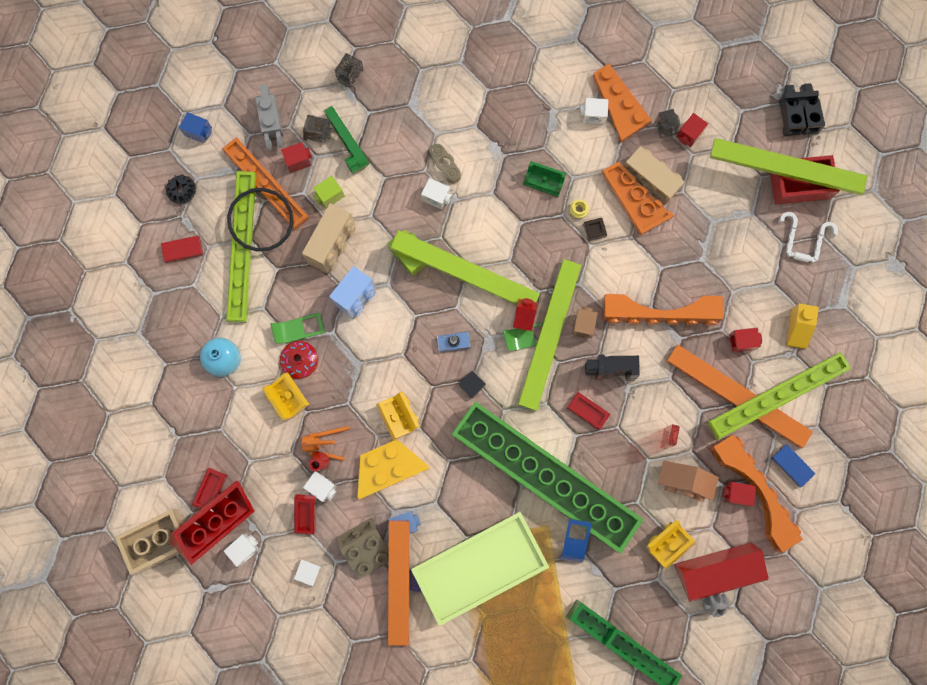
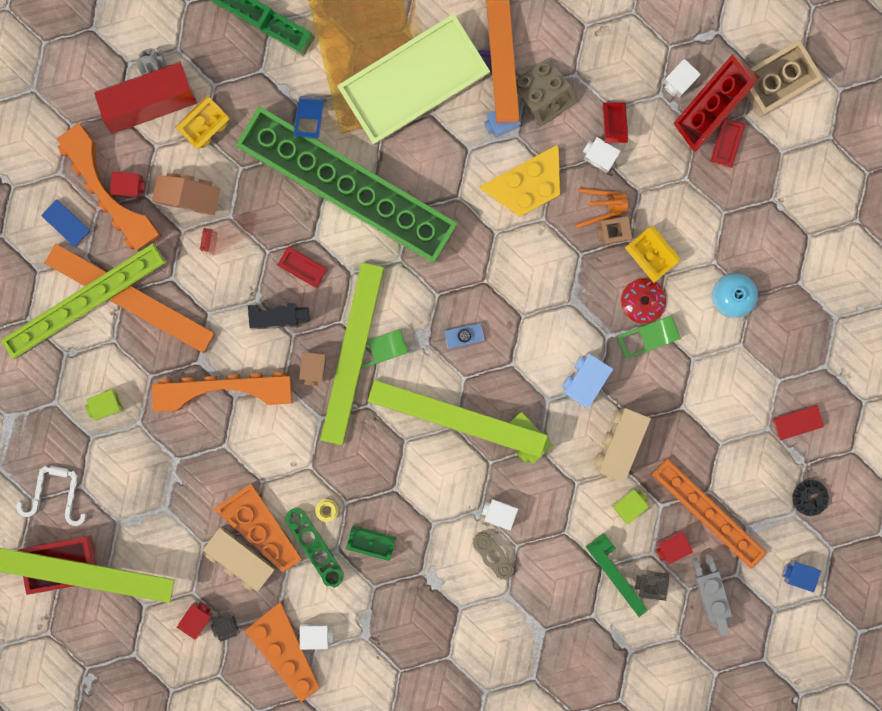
camera: 175 degrees right, 10 degrees up
(241, 257) = (727, 431): lime tile -> none
(260, 190) = (699, 499): black piece -> none
(307, 572) = (605, 60): white tile -> none
(310, 415) = (620, 224): none -> medium nougat brick
(321, 458) = (606, 182): red cone -> none
(348, 65) = (623, 674): clear smoke brick -> none
(398, 415) = (520, 242): yellow bracket -> none
(472, 384) = (438, 287): black tile -> none
(525, 314) = (383, 372): red brick -> none
(594, 179) = (311, 549): none -> green beam
(595, 229) = (306, 486): dark brown tile -> none
(745, 340) = (123, 363): red brick -> none
(763, 307) = (103, 405): none -> lime brick
(801, 110) = (62, 656): black hips -> none
(801, 325) = (58, 385): yellow slope -> none

